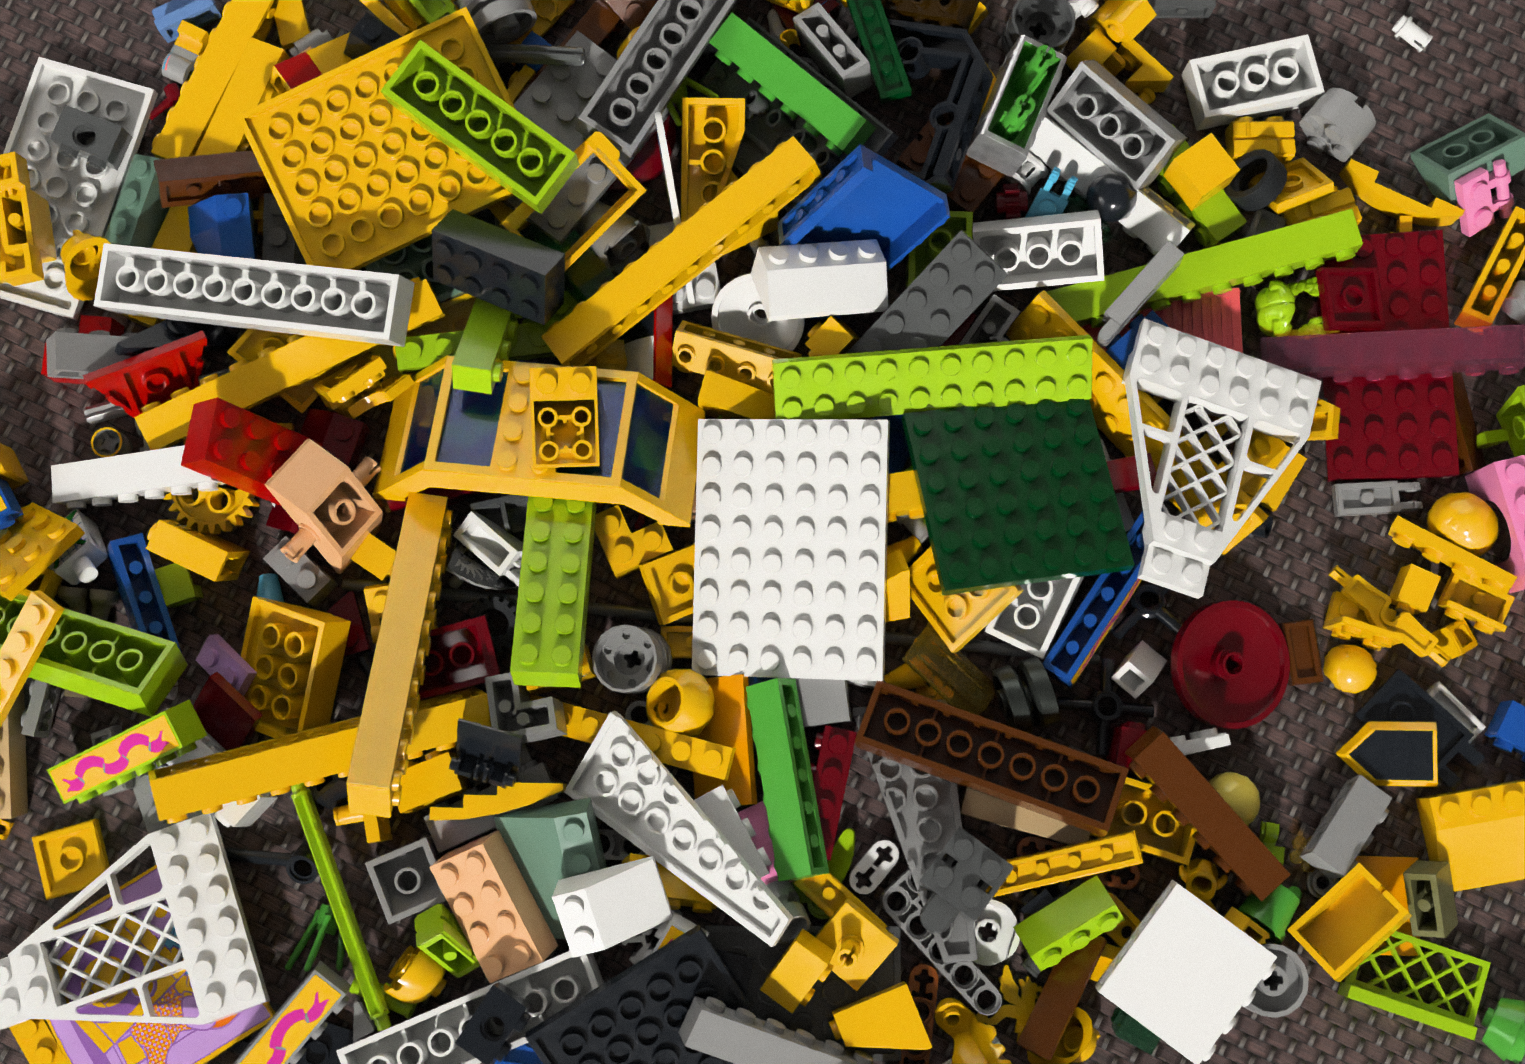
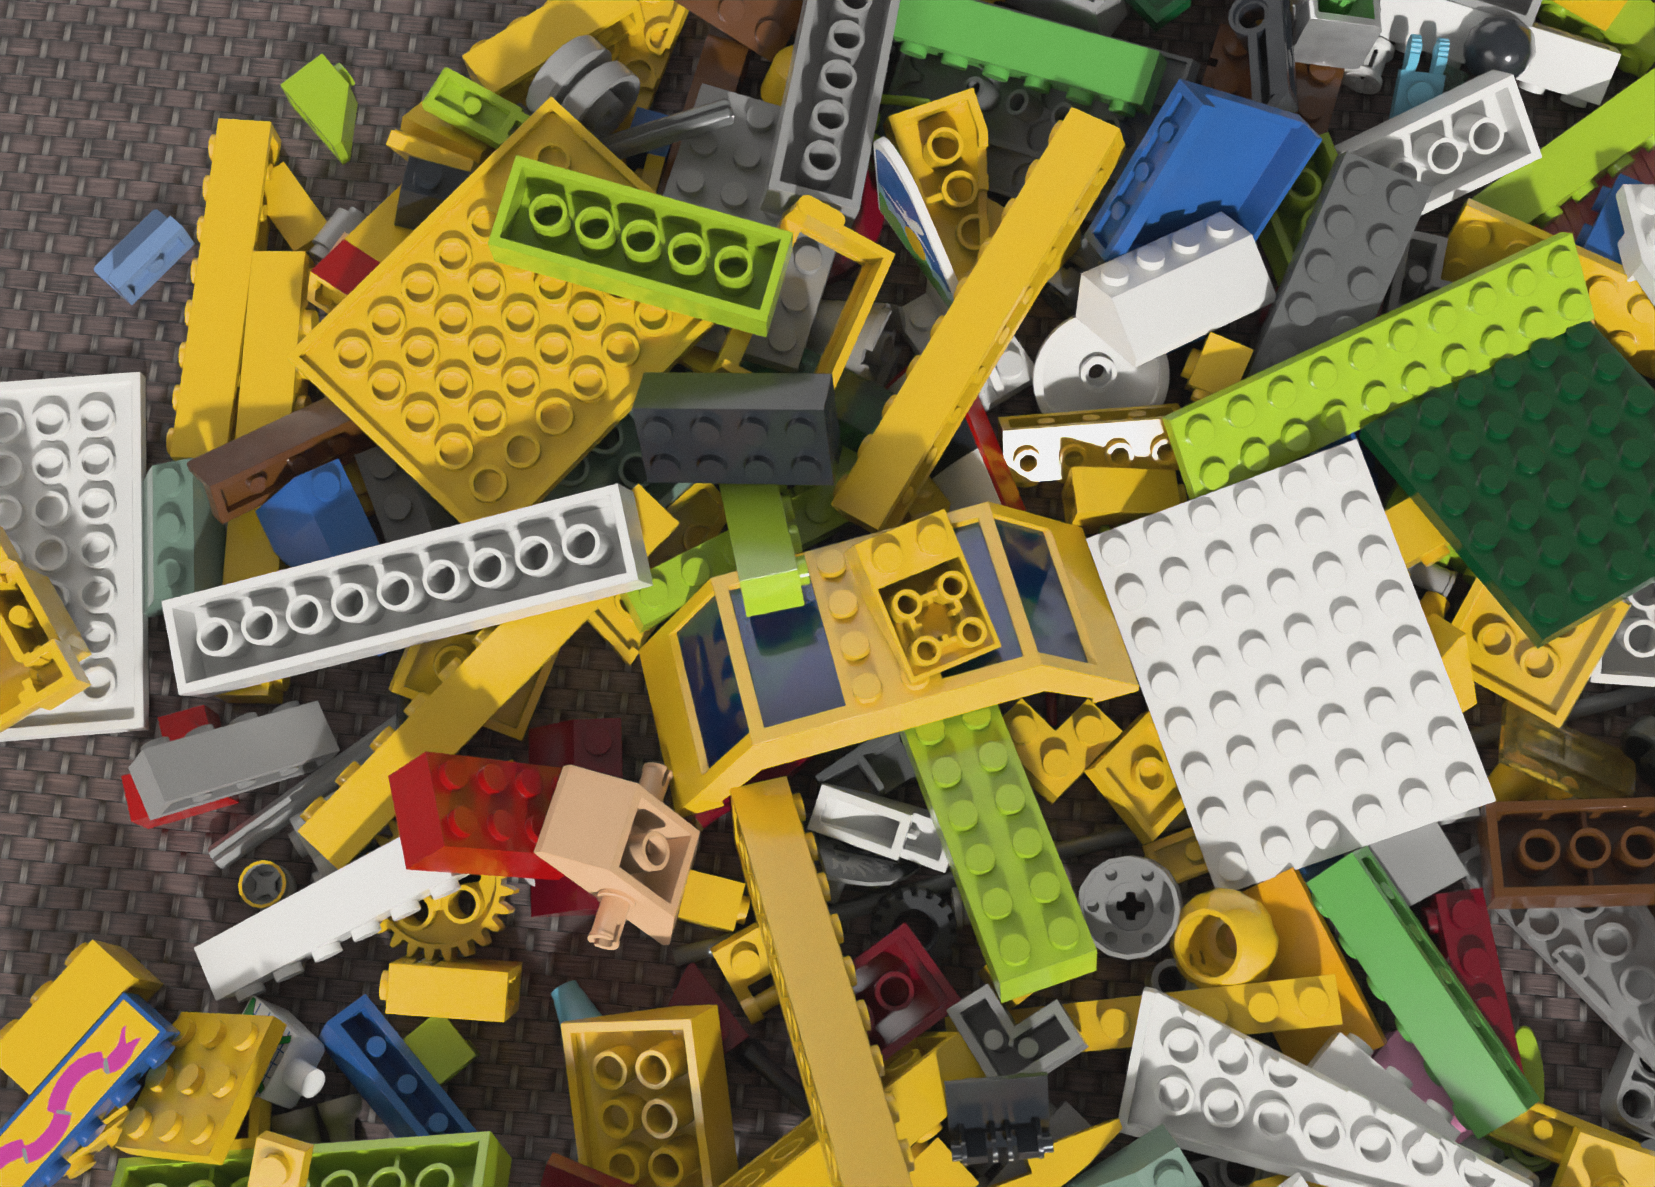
camera: 20 degrees left, 5 degrees down
(78, 126) = (55, 456): dark grey brick -> none
(81, 262) = (138, 644): yellow piece -> none
(151, 374) = (297, 762): red wing -> none
(170, 331) = (311, 699): black wing -> none
(172, 93) = (170, 374): dark red hand -> none
(181, 59) = (163, 318): leg -> none
(222, 658) = (541, 1131): lavender plate -> none
(304, 576) = (623, 970): light grey brick -> none
(349, 380) = (575, 669): yellow plate -> none
(385, 392) = (630, 665): yellow tile -> none
(879, 872) = (1587, 1071): white beam -> none
(1010, 202) = (1363, 105): dark red gear -> none
(1139, 292) = (1599, 153): light grey hinge -> none

